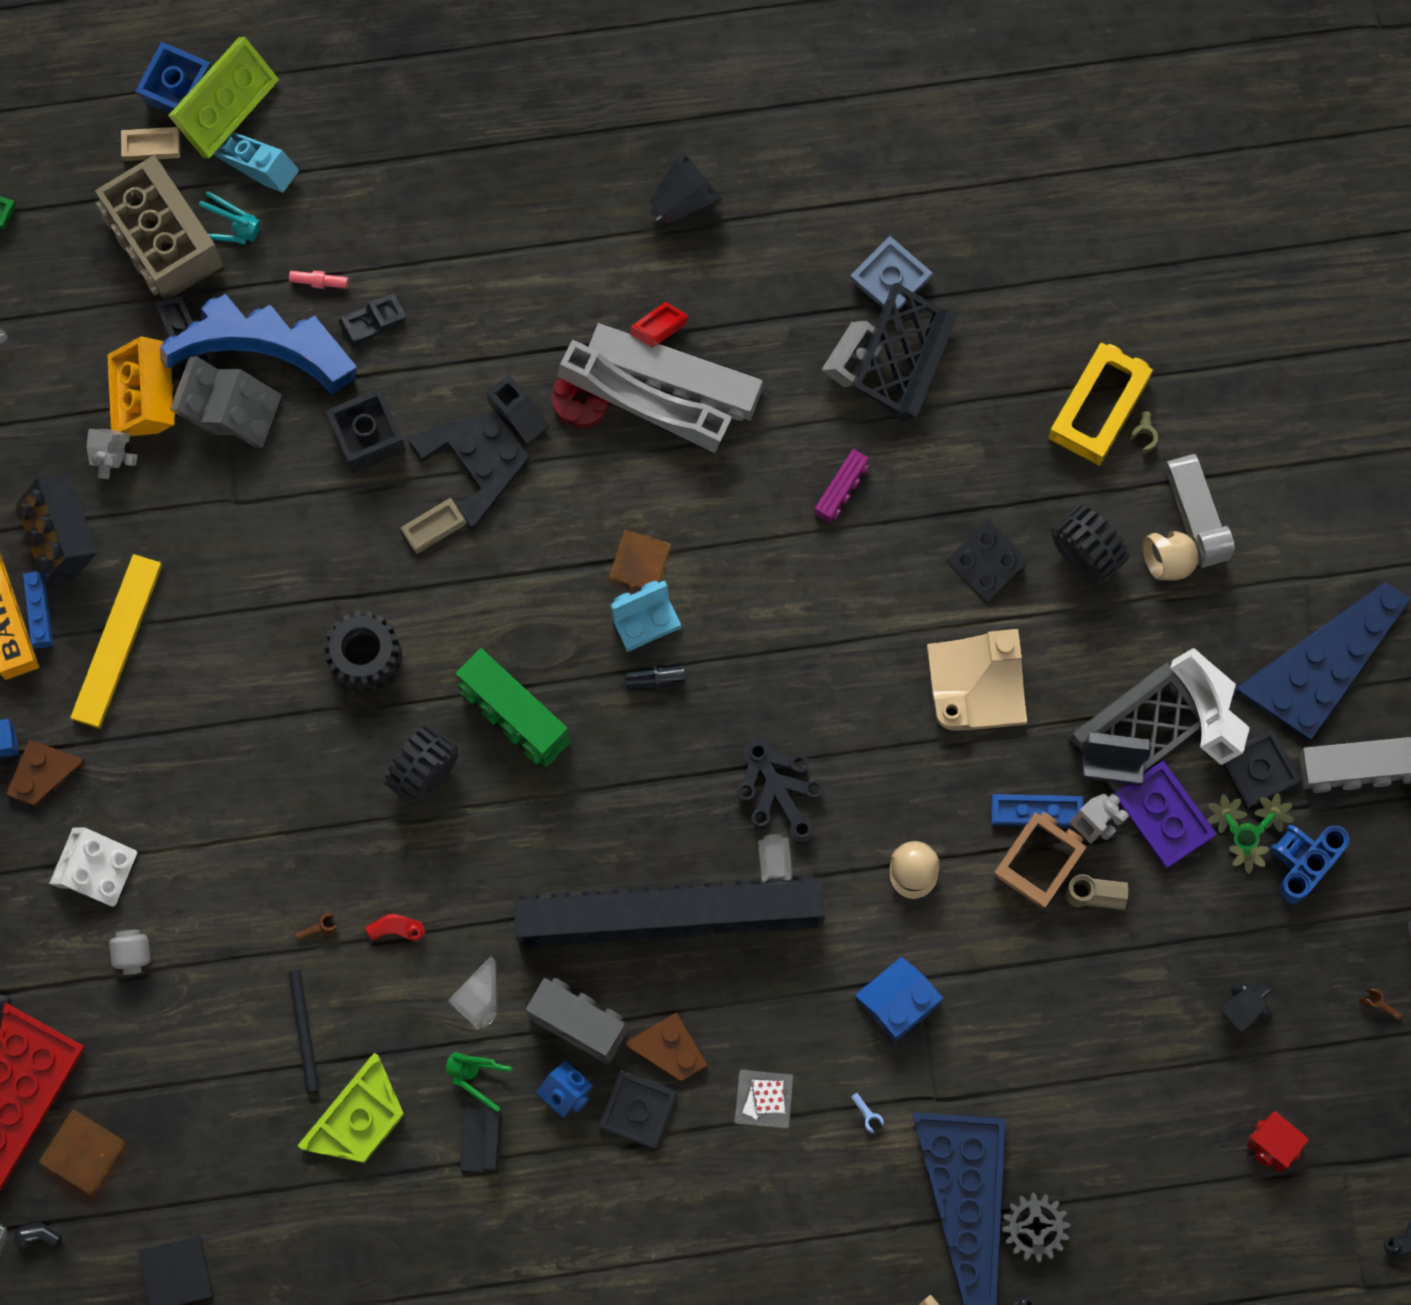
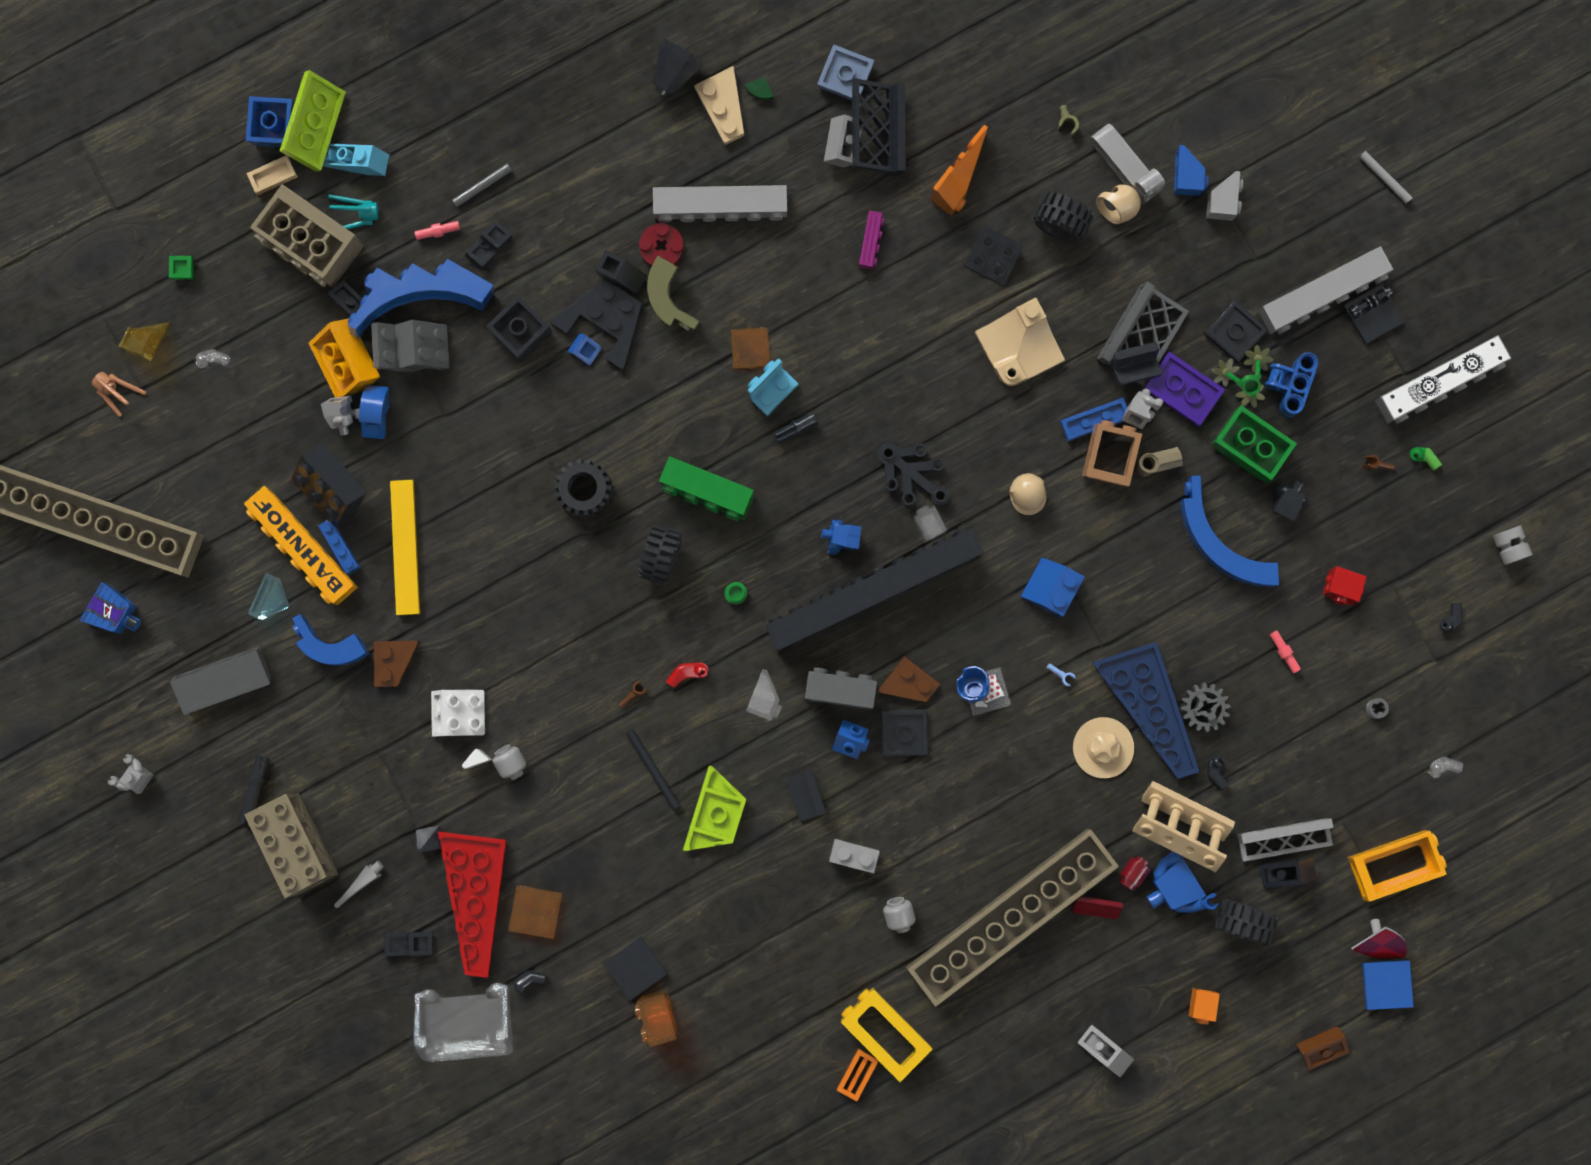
camera: 25 degrees left, 10 degrees up
(90, 931) = (476, 758): none -> white slope
(147, 461) = (372, 411): none -> blue brick
(394, 247) = (492, 178): none -> dark grey bar
(433, 525) = (594, 378): dark tan tile -> none
(436, 486) = (584, 349): none -> blue slope
(466, 1067) = (776, 750): green plant -> none
(497, 852) = (735, 593): none -> green plate
(509, 1239) = (854, 855): none -> light grey brick
(553, 451) = (659, 295): none -> olive arch
(657, 832) = (841, 537): none -> blue piece
(659, 324) = (696, 172): red tile -> none
(682, 417) = (673, 227): light grey arch -> none
(725, 257) = (722, 104): none -> tan wing
(749, 1081) = (973, 684): none -> blue hair
(778, 257) = (760, 89): none -> dark green tile
(885, 1229) = (1103, 747): none -> tan hat
(972, 454) = (953, 185): none -> orange wedge
(1097, 448) = (1010, 141): yellow piece -> none
(1128, 1040) = (1213, 550): none -> blue arch
(1168, 1197) = (1285, 651): none -> coral bar
(1212, 692) = (1186, 291): white arch -> none
(1226, 916) = (1253, 444): none -> green brick
(1273, 553) = (1189, 174): none -> blue slope
(1305, 599) = (1223, 200): none -> light grey slope
(1315, 673) = (1249, 249): dark blue wing -> none

